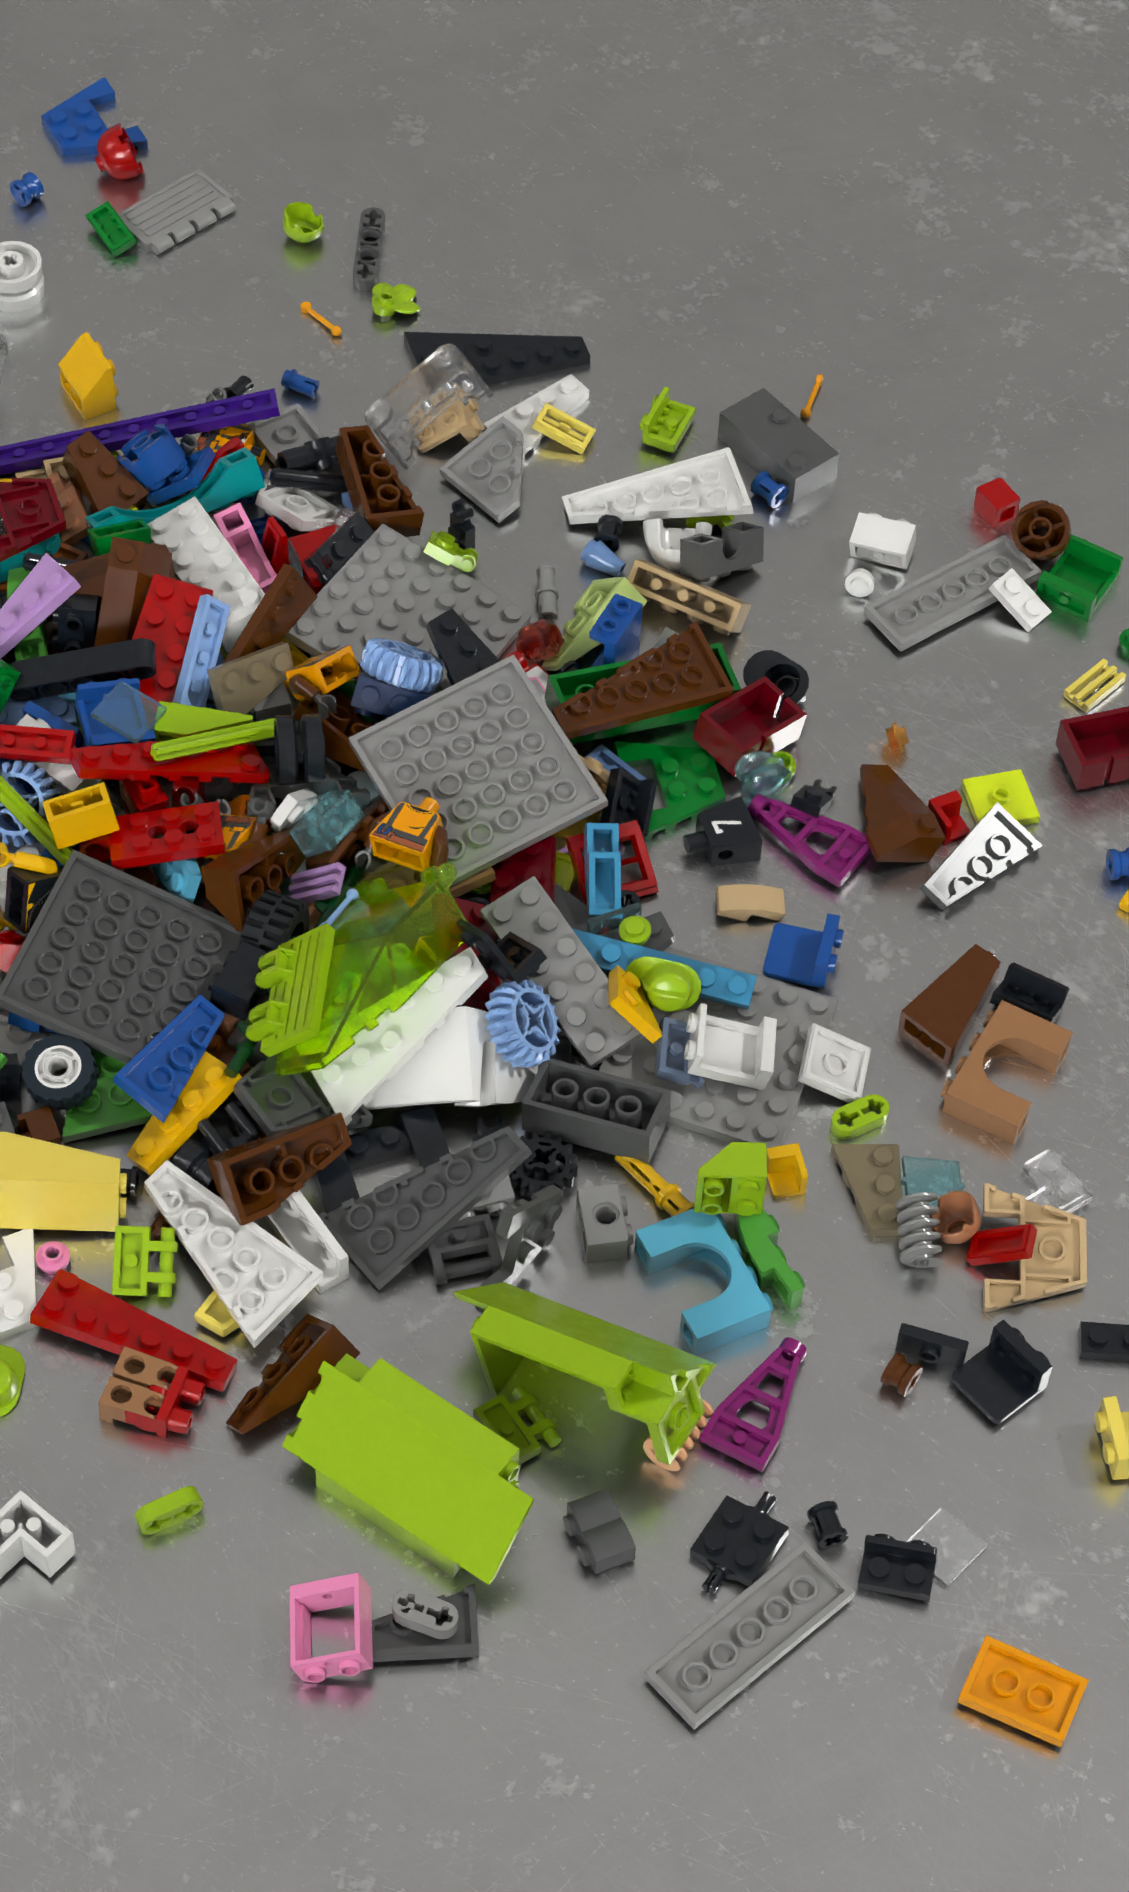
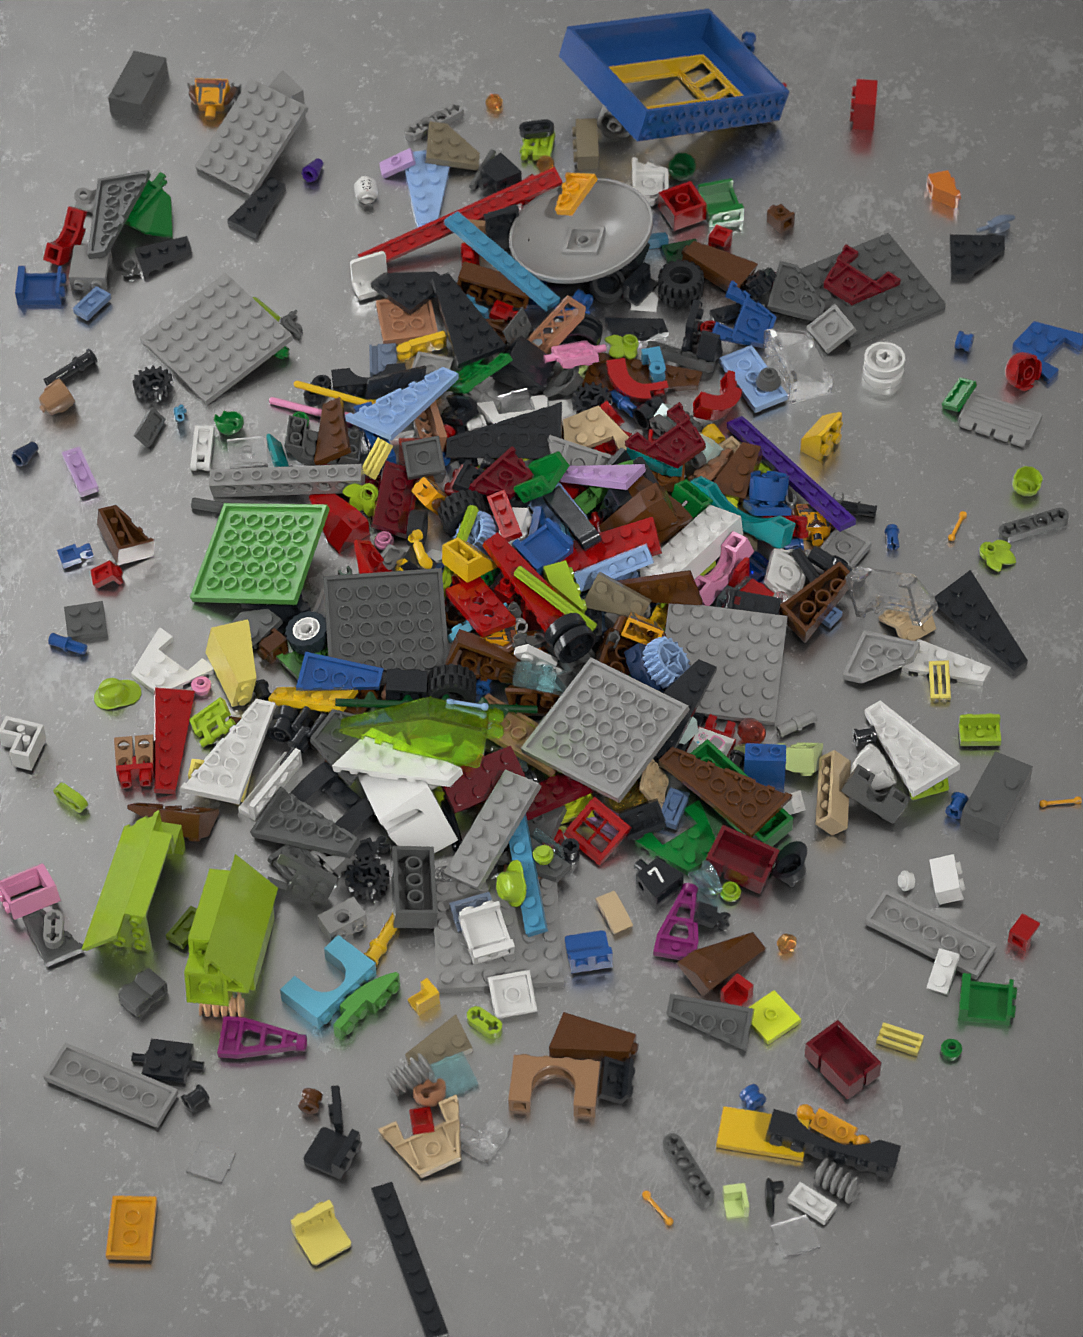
camera: 70 degrees right, 0 degrees up
(128, 712) = (544, 548): clear light blue piece -> none
(268, 1170) = (286, 747): reddish brown wedge -> none
(298, 985) = (409, 698): lime hinge -> none
(317, 879) = (494, 690): lavender tile -> none
(407, 837) = (534, 718): torso -> none
(444, 549) = (792, 654): lime plate -> none
(461, 525) = (820, 659): black plate -> none
(508, 958) = (464, 787): black bracket -> none
(522, 1023) = (440, 839): light blue gear -> none
(600, 557) = (843, 737): medium blue cone -> none
(602, 867) = (580, 821): dark azure slope -> none
(630, 1002) = (485, 870): yellow wing -> none
(733, 1180) = (382, 961): lime slope -> none
(898, 1567) = (181, 1141): black bracket -> none
(1041, 530) = (1004, 961): reddish brown cylinder -> none

